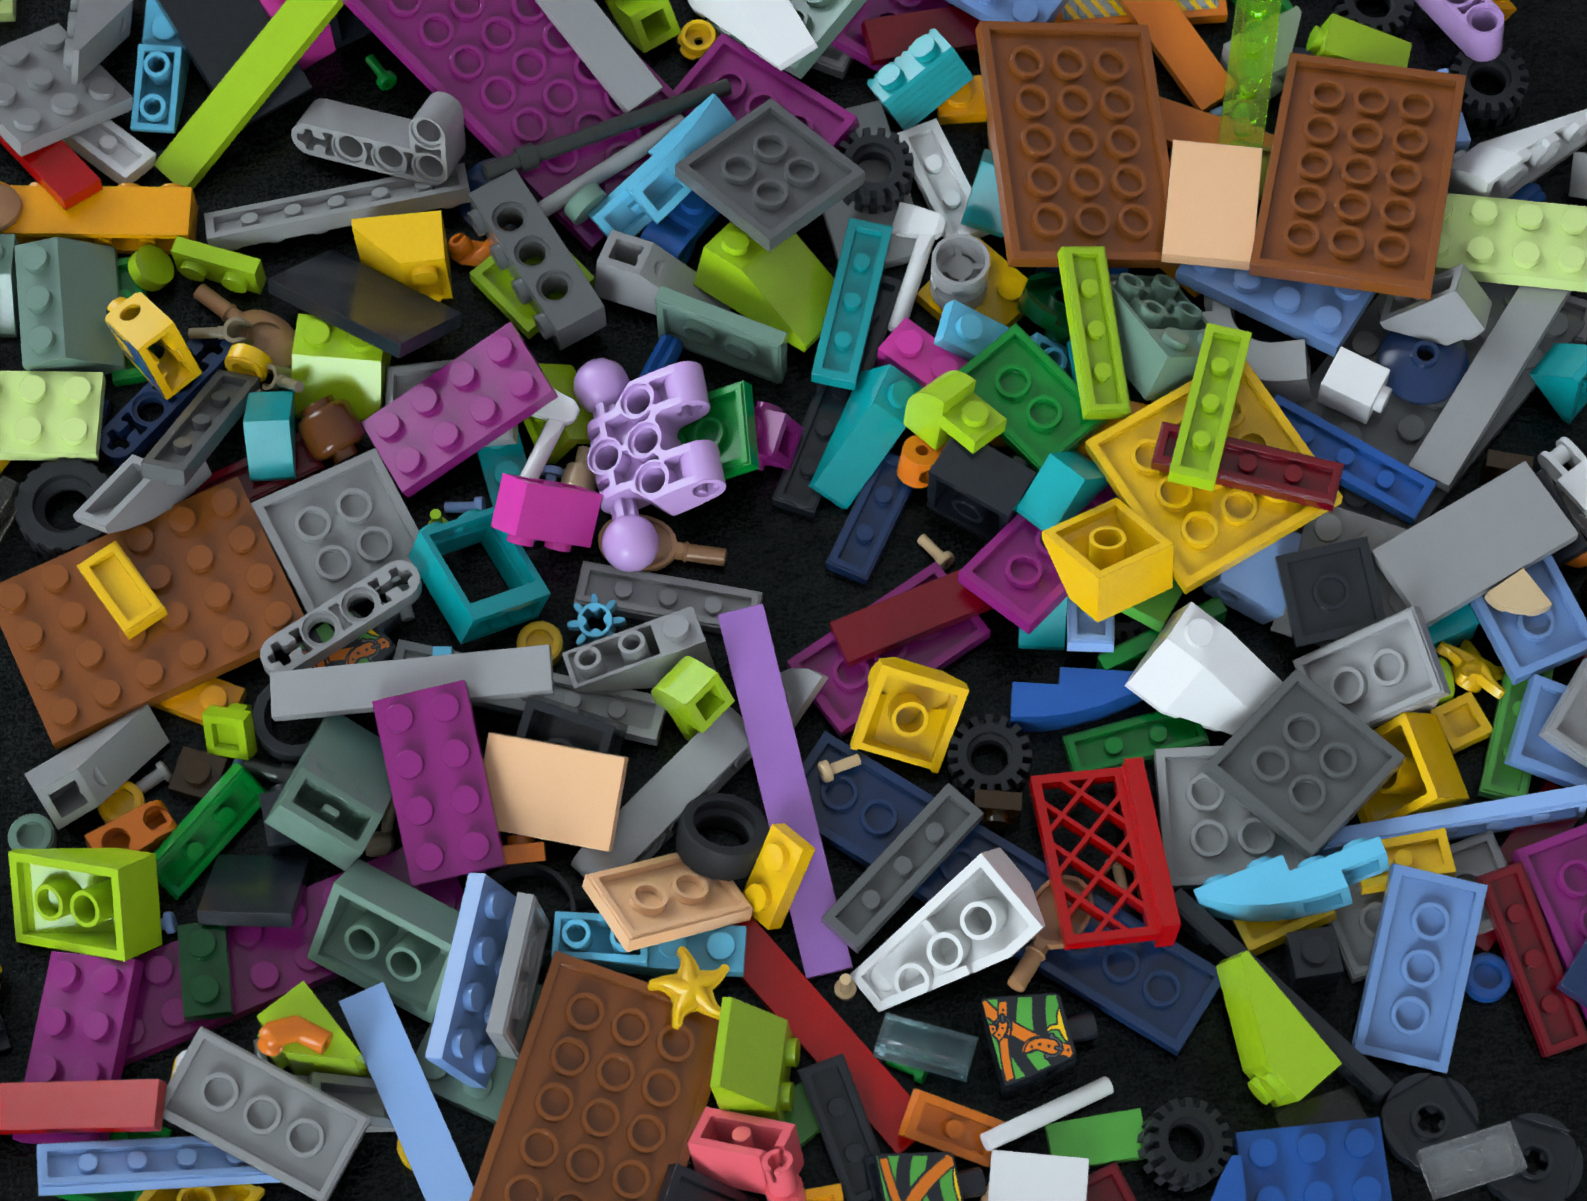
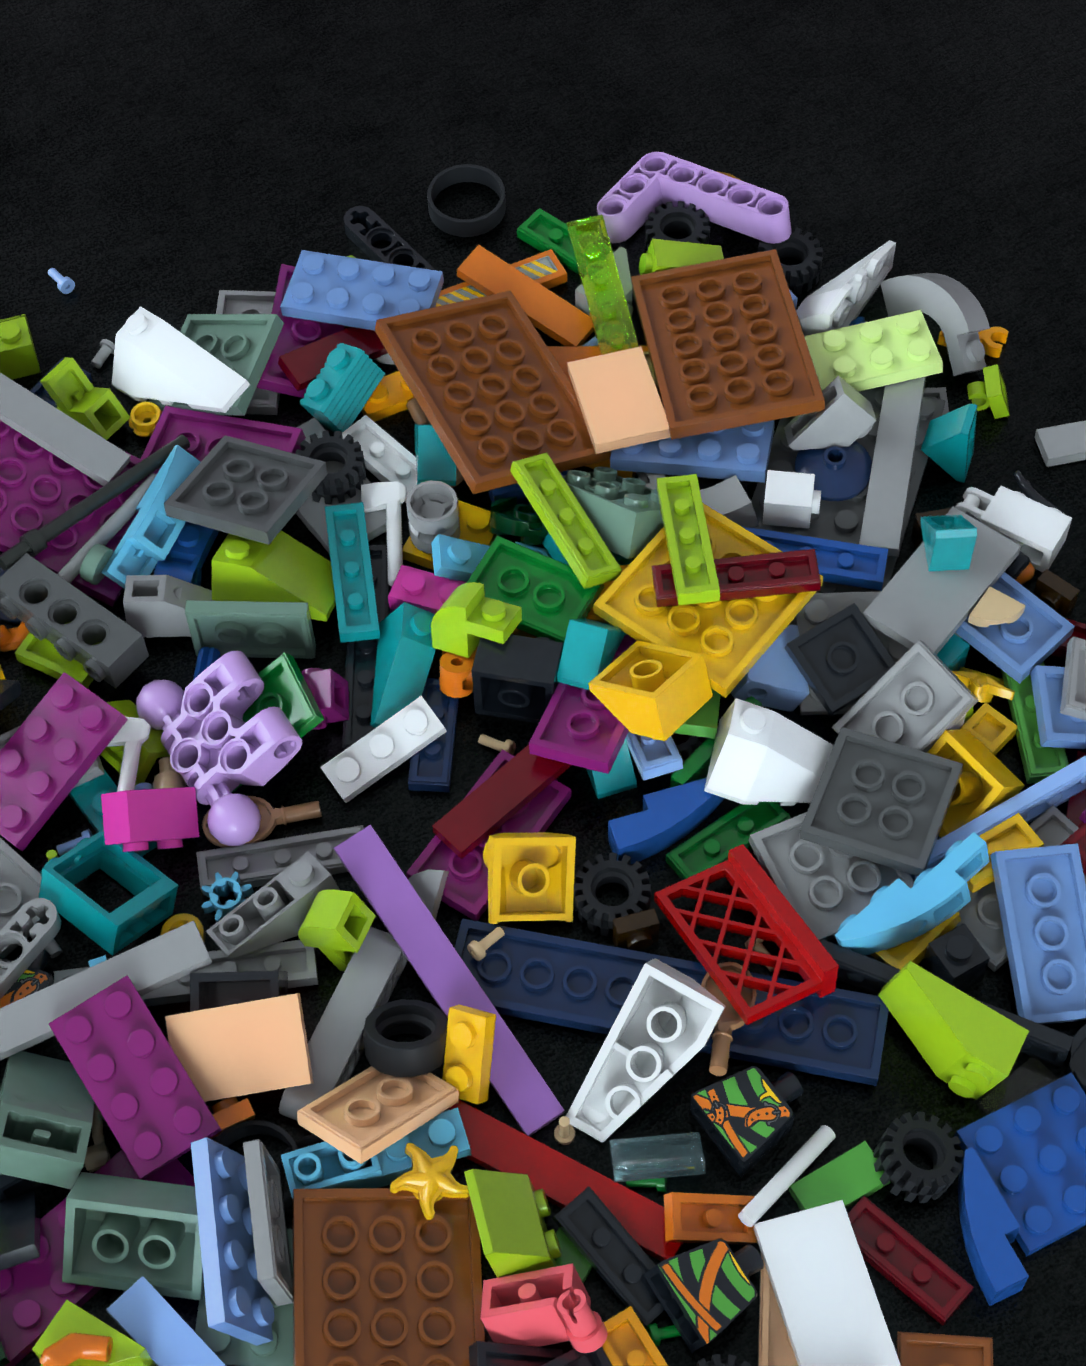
camera: 20 degrees left, 10 degrees down
(813, 517) = (383, 749): none -> white plate
(902, 868) = (576, 1008): dark grey plate -> none
(1496, 501) = (948, 542): none -> teal slope

